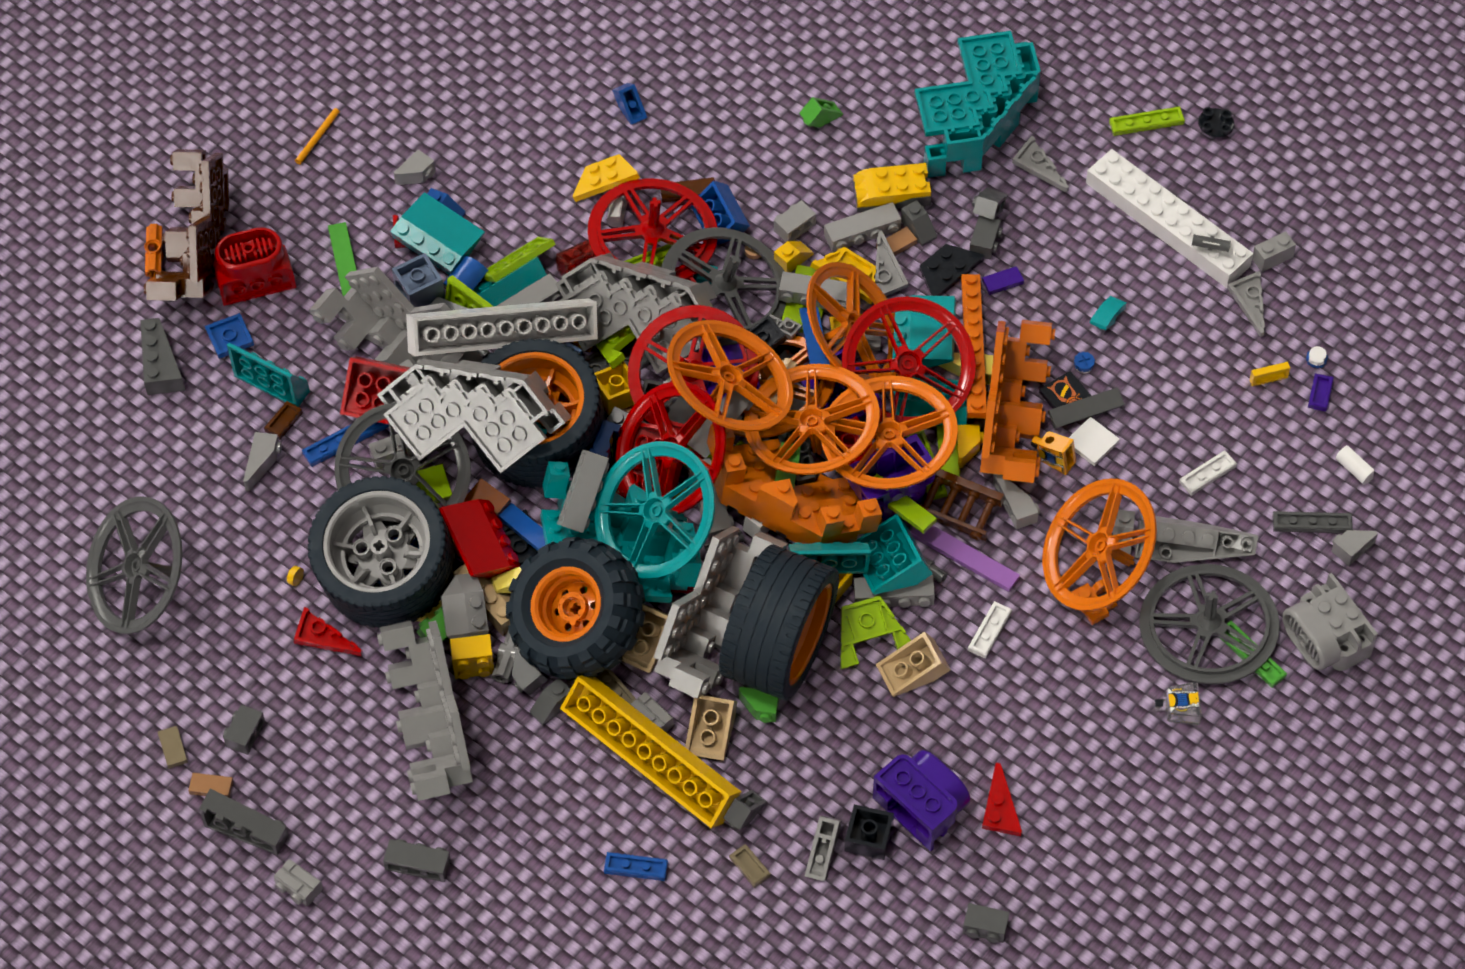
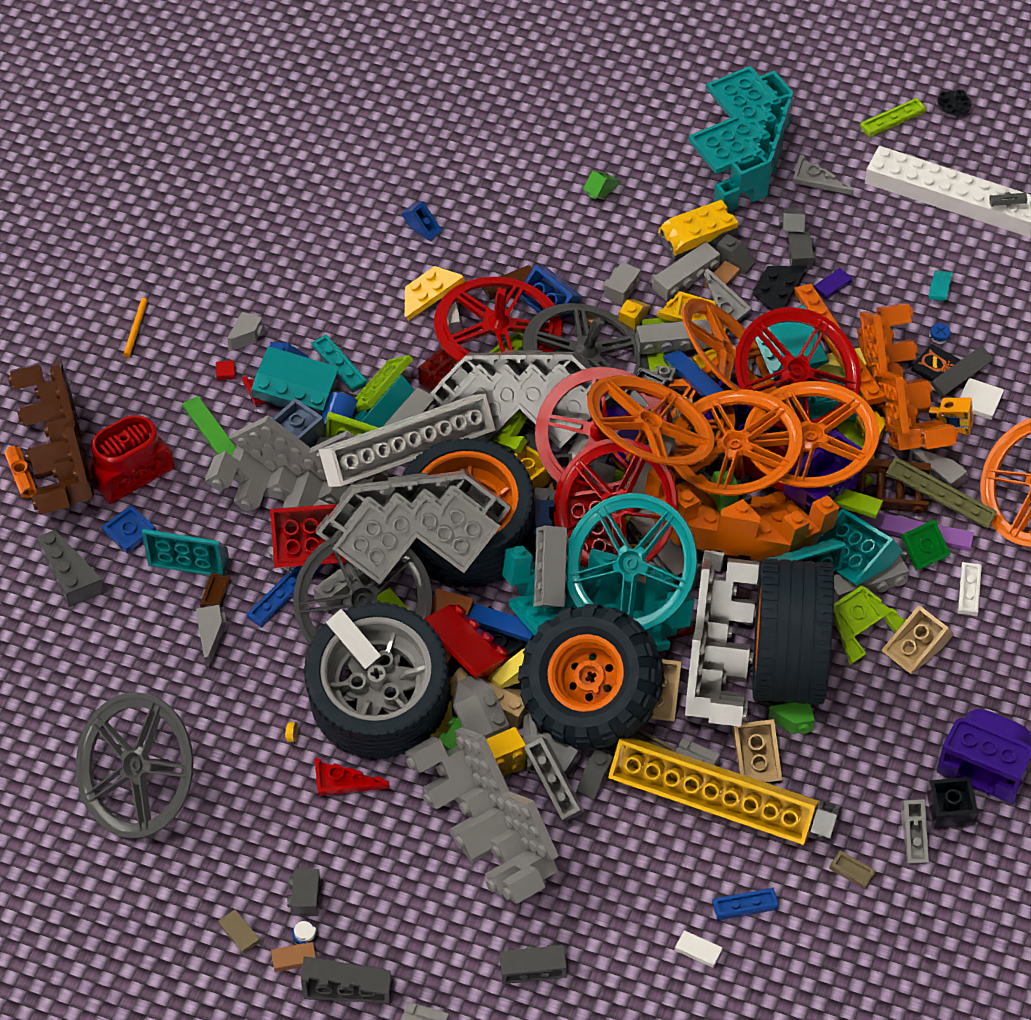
camera: 20 degrees left, 5 degrees down
(228, 766) = (304, 932): none -> white piece
(366, 507) = (352, 638): none -> white tile
(382, 203) = (225, 370): none -> red tile
(491, 225) = (334, 356): none -> teal tile
(507, 694) = (554, 779): none -> light grey brick
(574, 894) = (698, 949): none -> white tile
(964, 573) = (925, 544): none -> green plate
(1003, 526) = (941, 492): none -> olive tile

